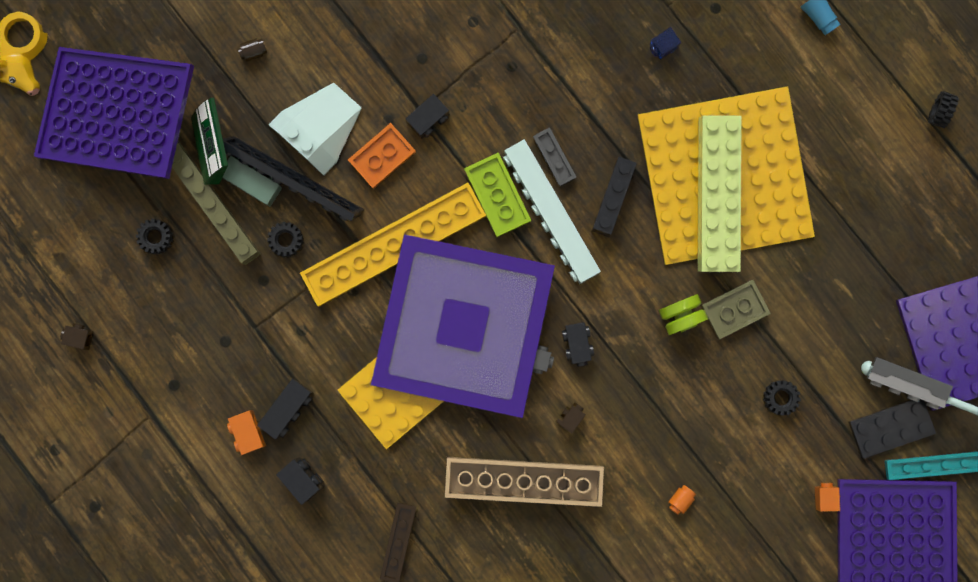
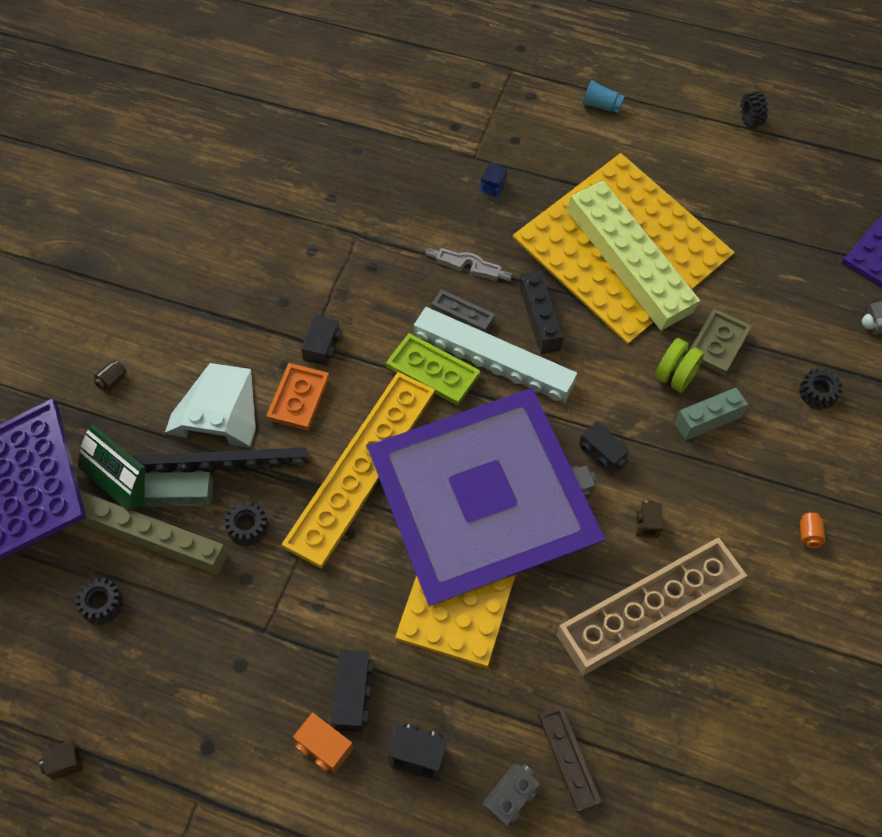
camera: 35 degrees left, 25 degrees down
(344, 542) = (511, 794): none -> dark grey brick
(584, 105) = (459, 260): none -> light grey piece
(679, 366) = (711, 413): none -> sand green brick

